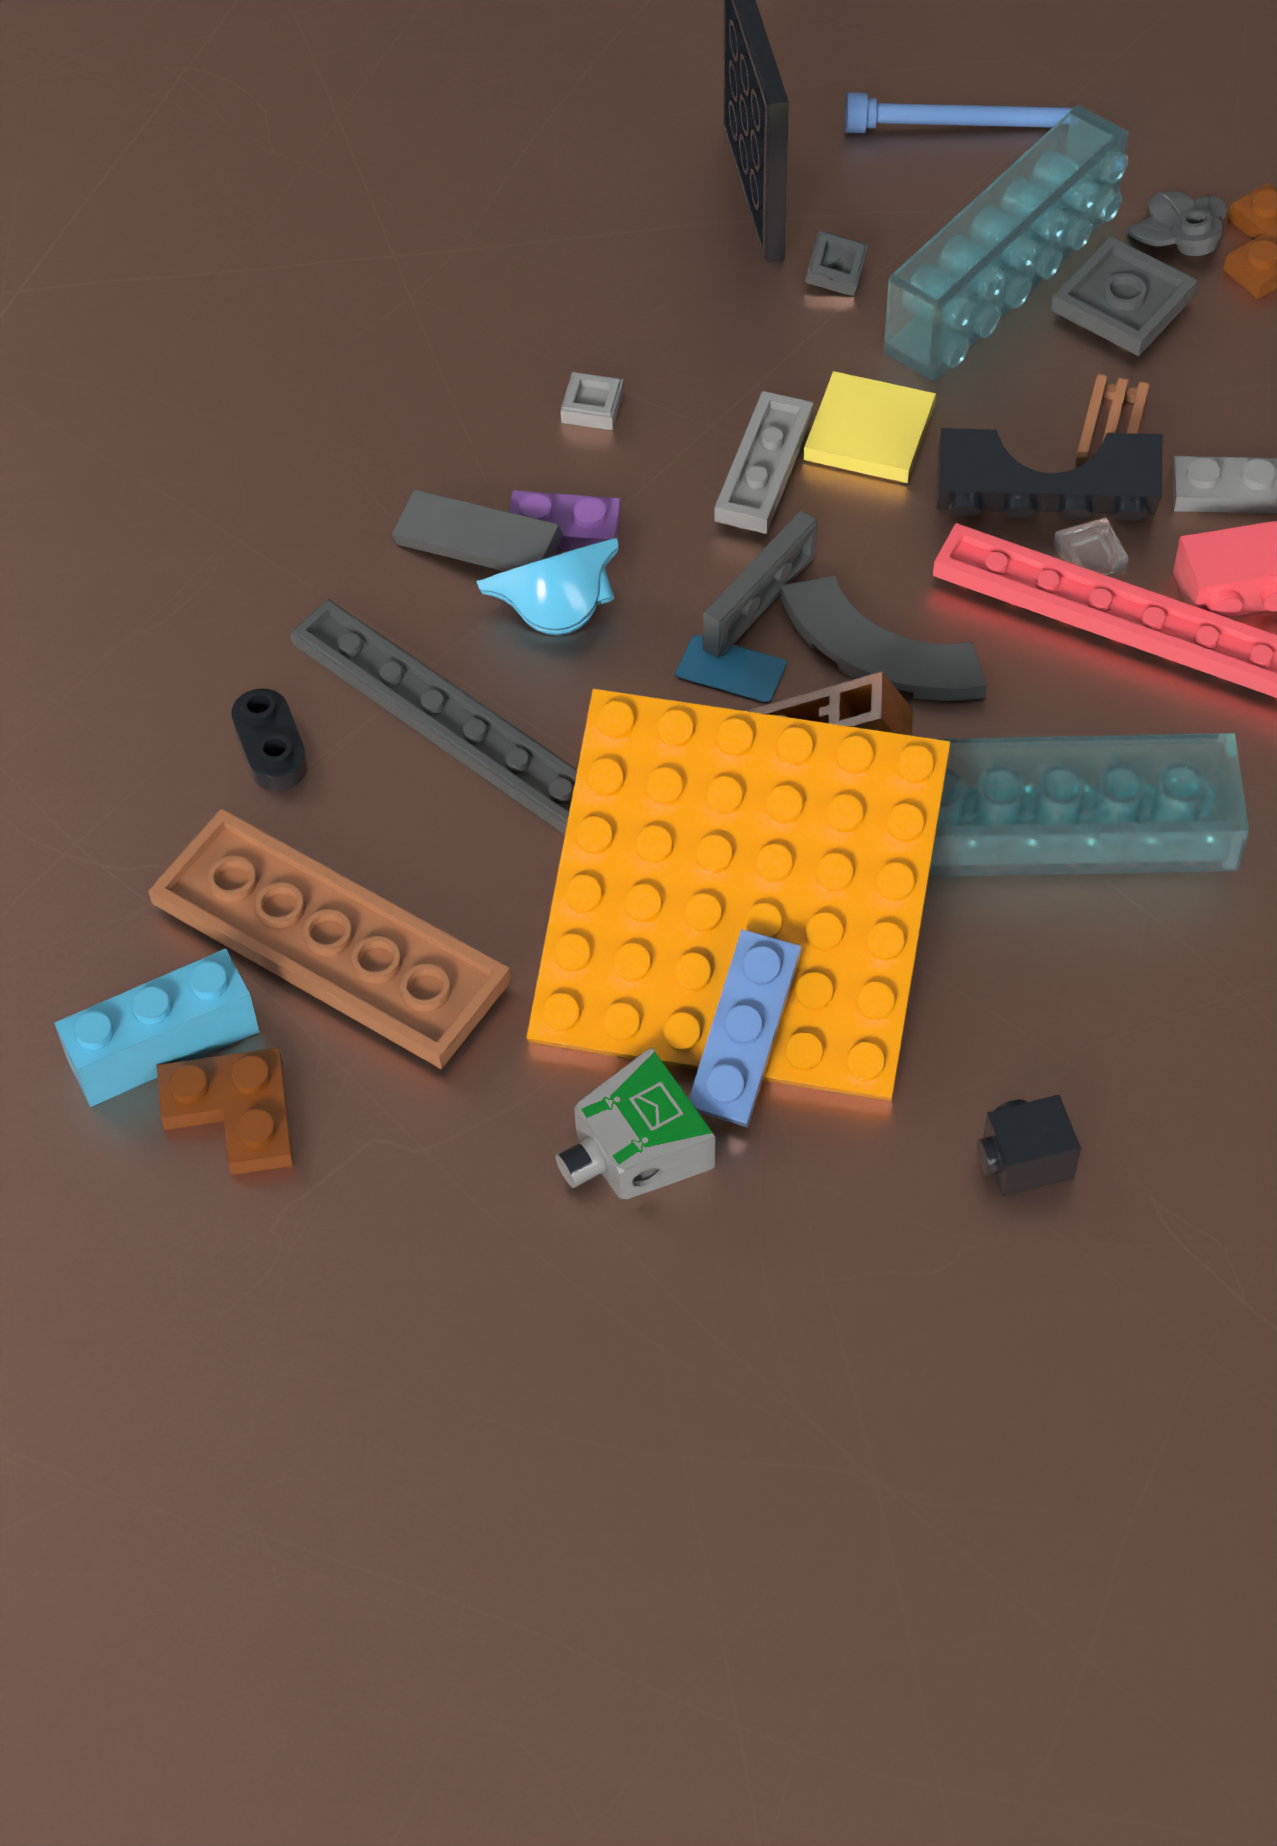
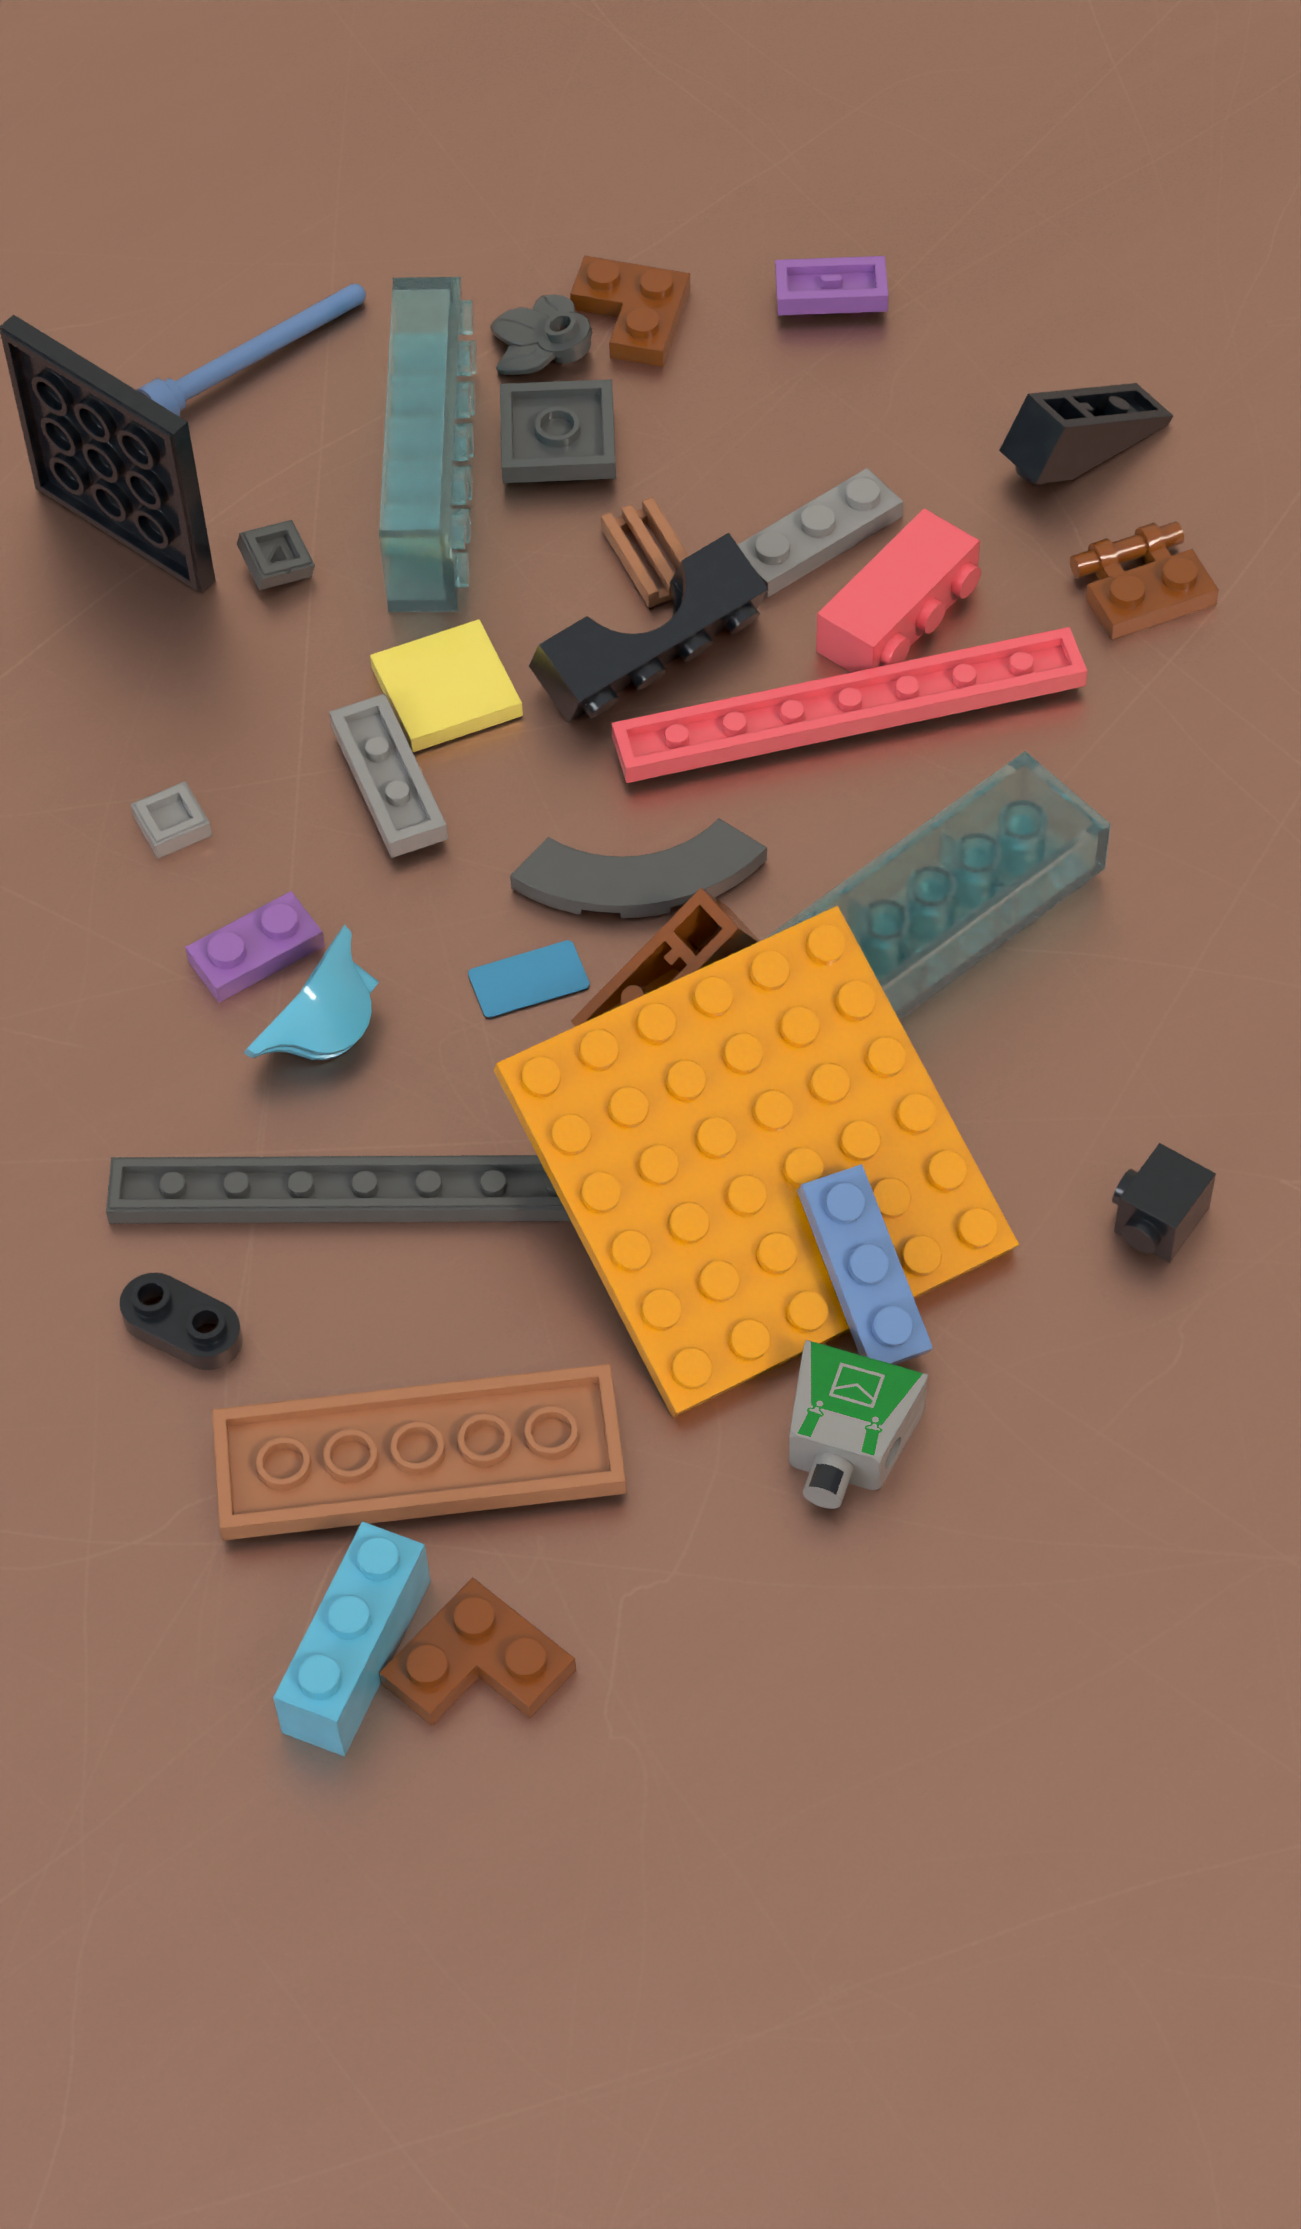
camera: 40 degrees left, 0 degrees up
(474, 532) = (194, 1007): dark grey tile -> none
(759, 584) = (496, 886): dark grey tile -> none
(1092, 547) = (736, 671): clear tile -> none

